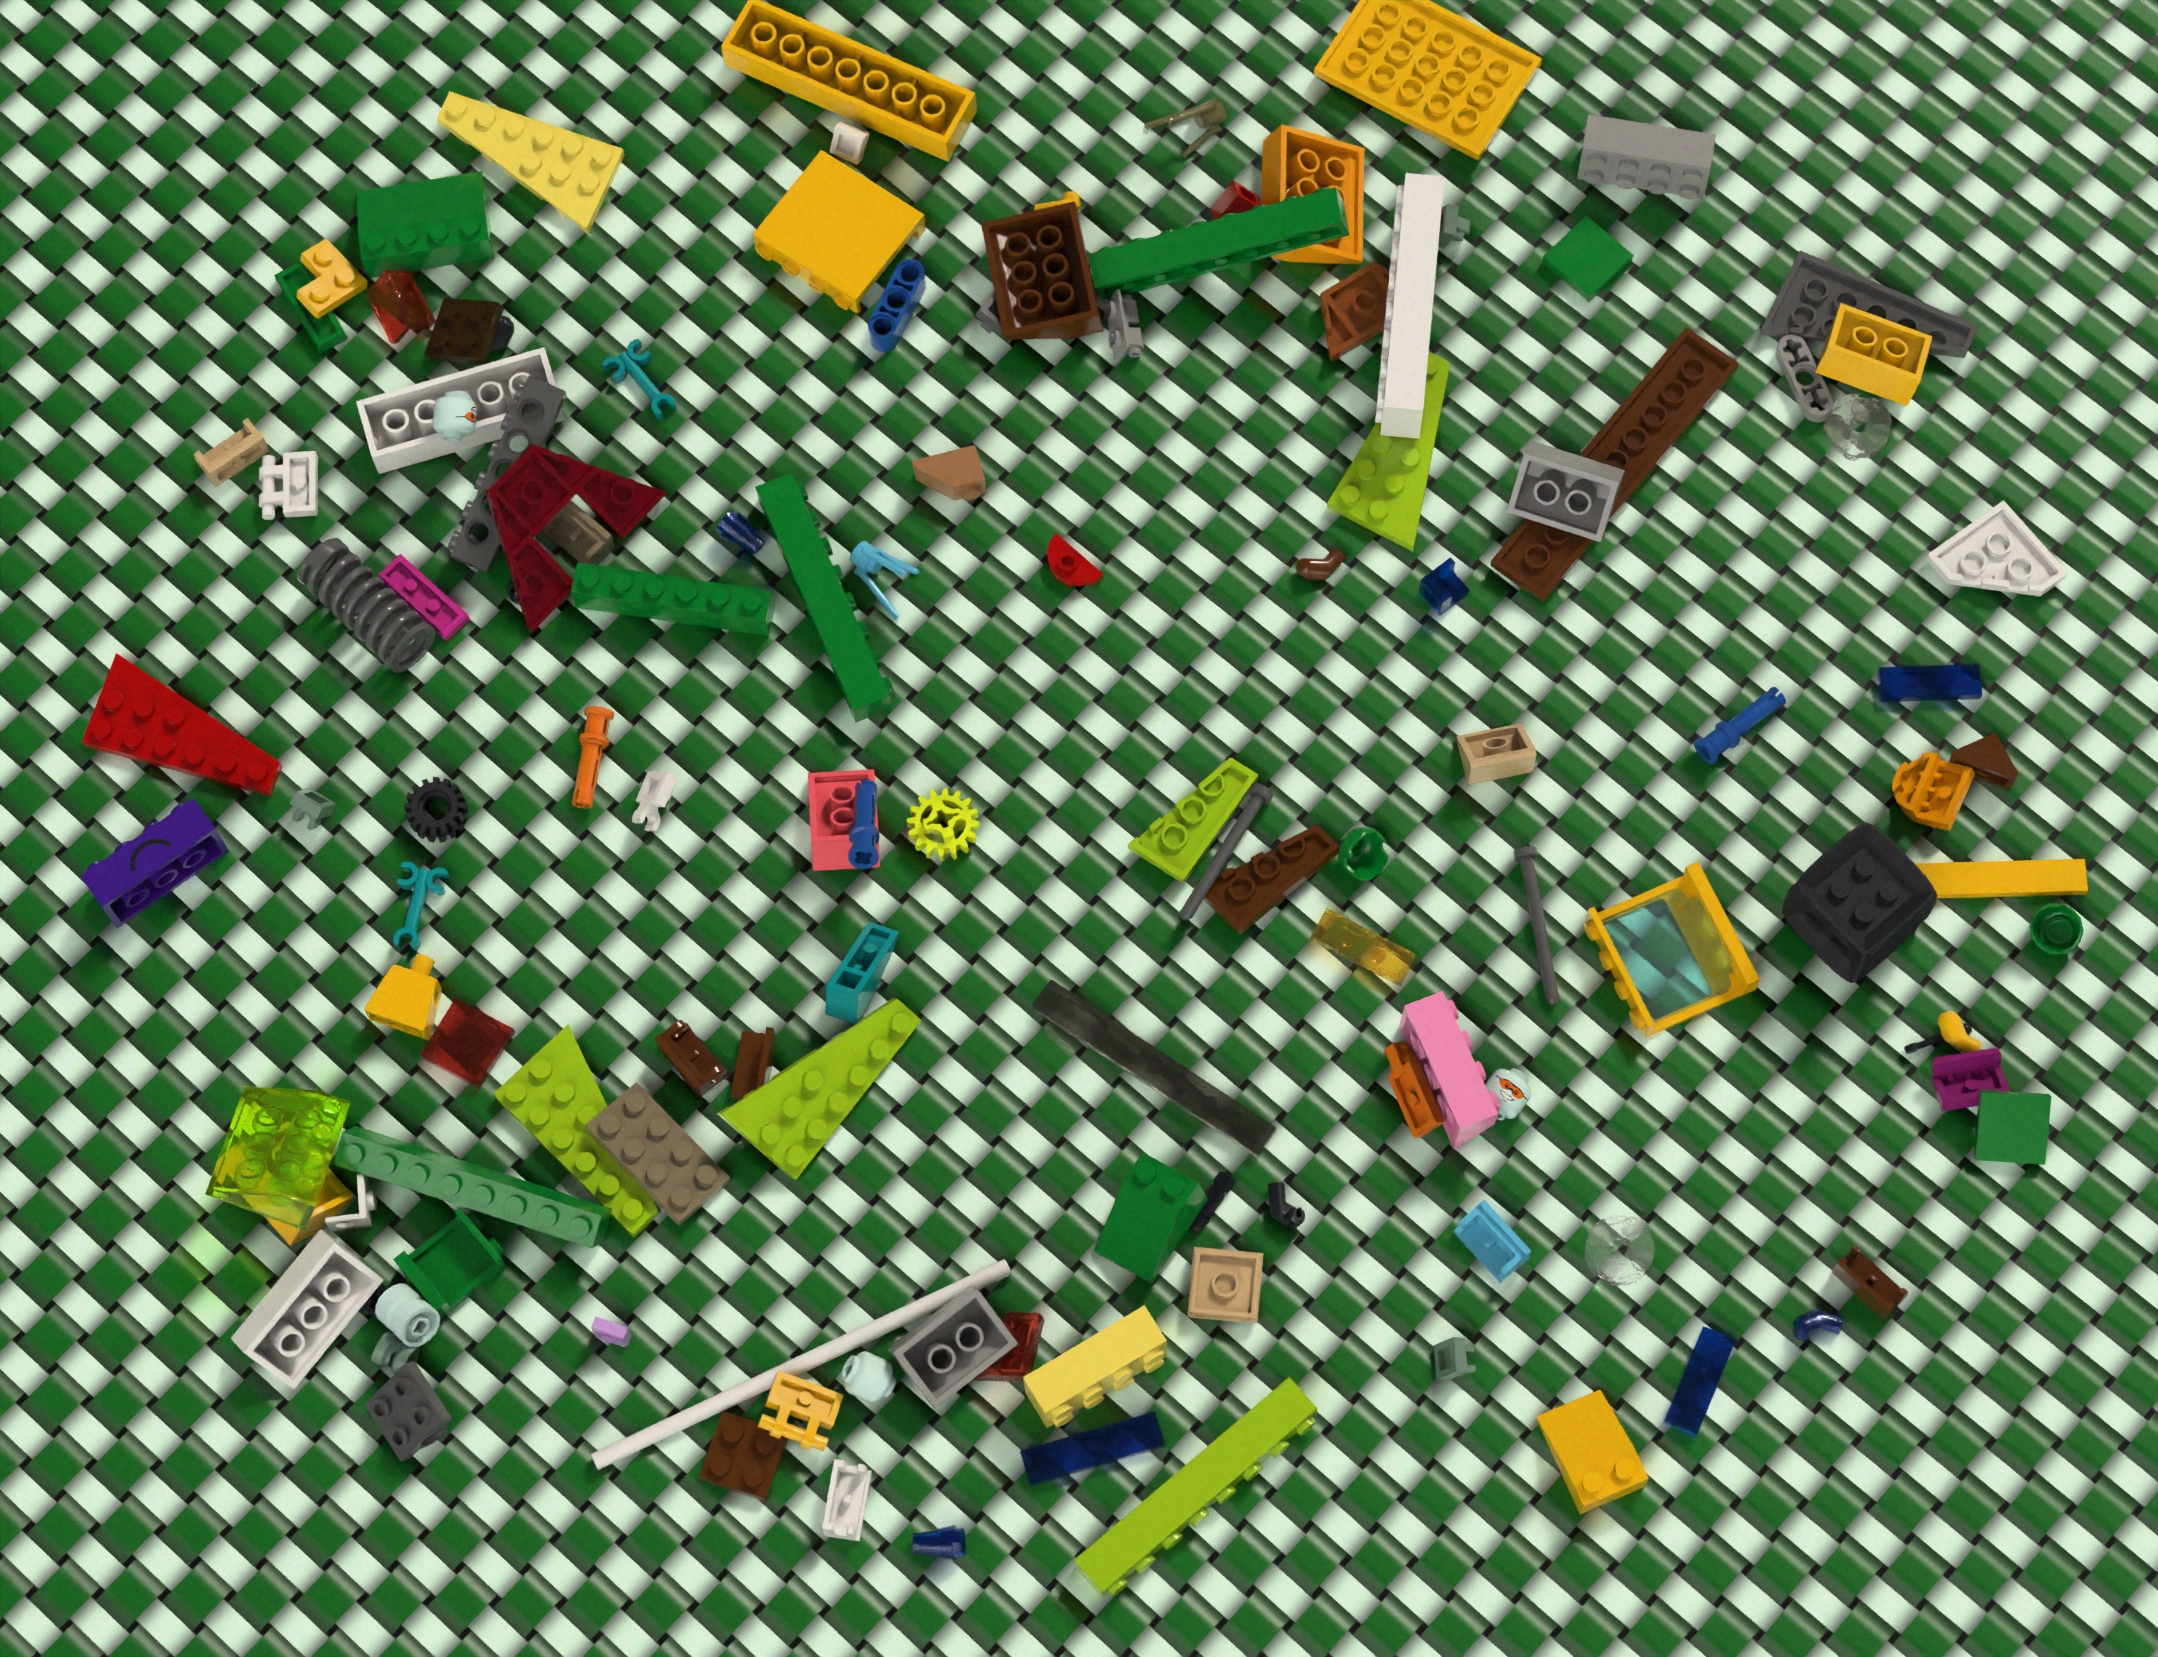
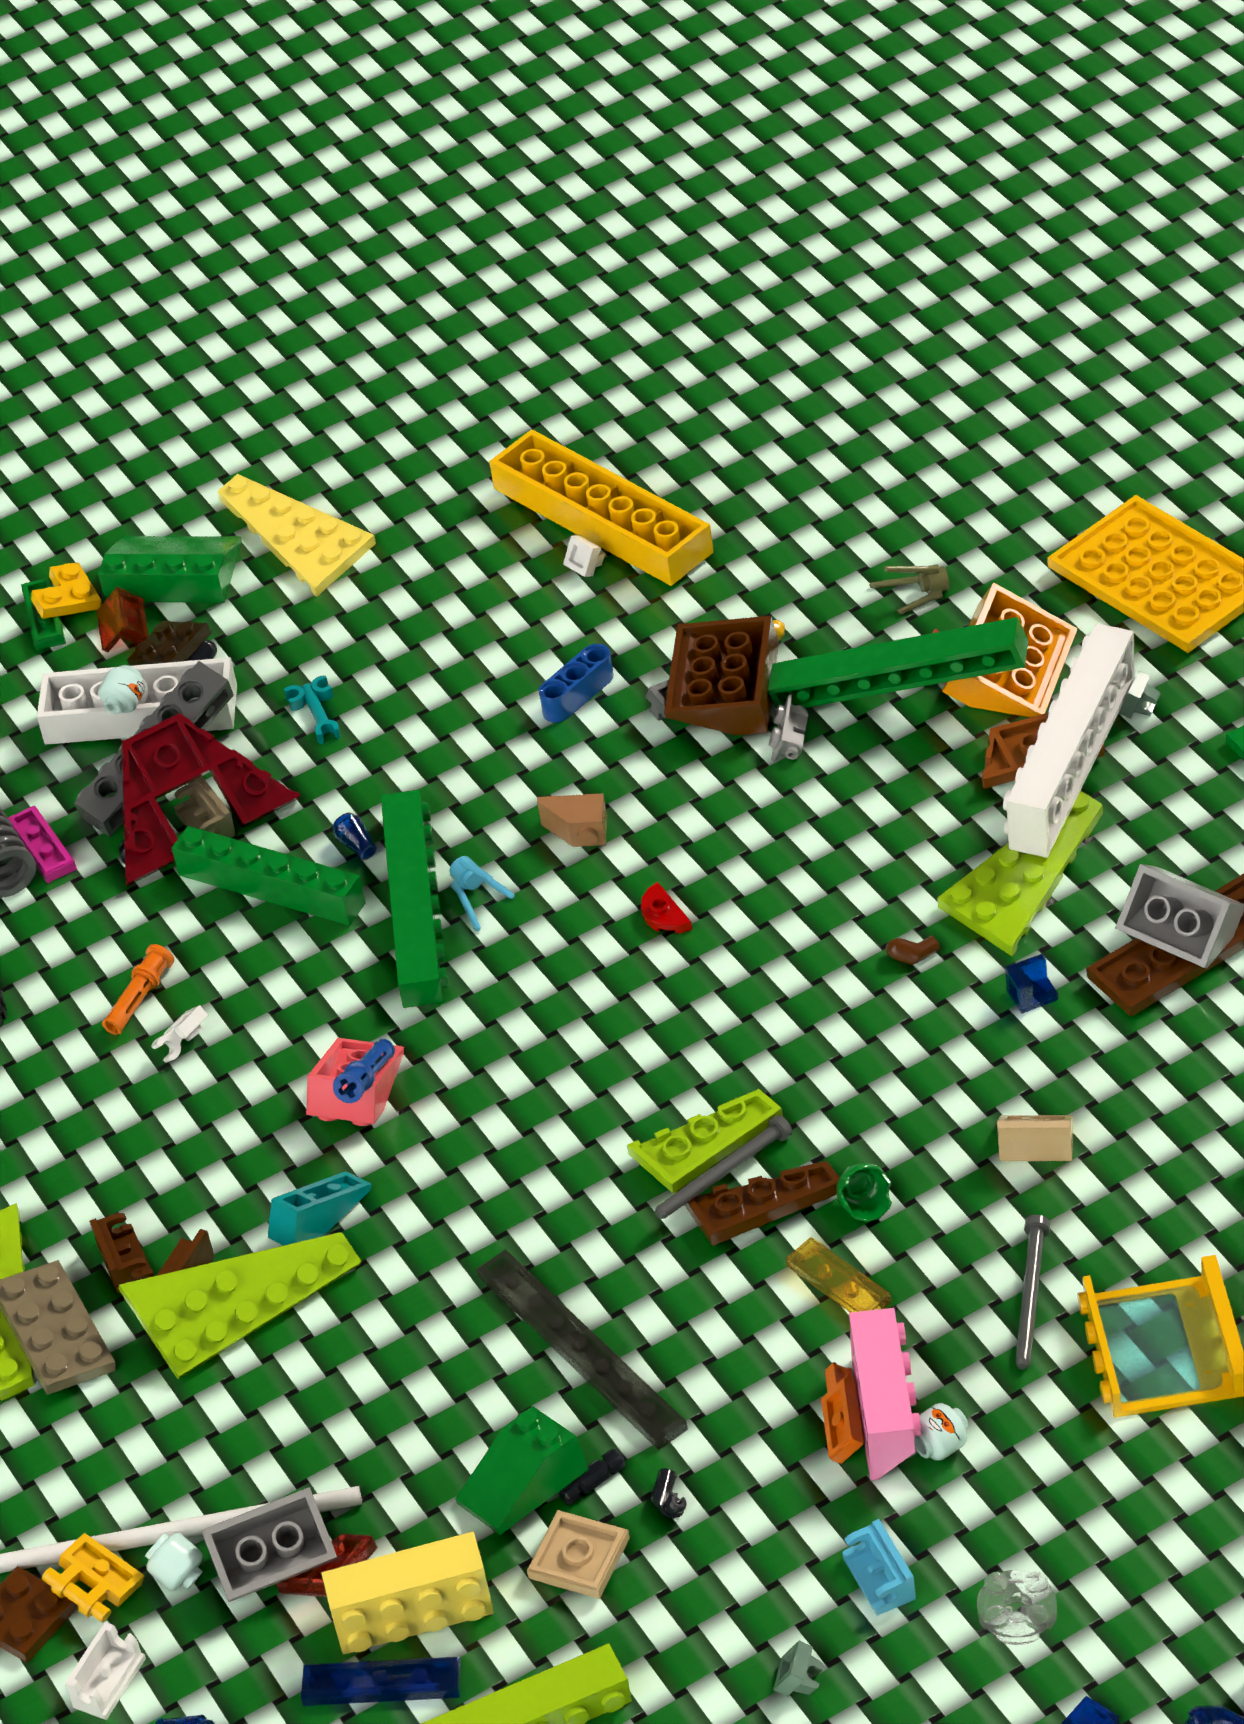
camera: 20 degrees right, 25 degrees down
(837, 230) = (542, 617): yellow panel -> none
(954, 818) = (450, 1098): neon yellow gear -> none

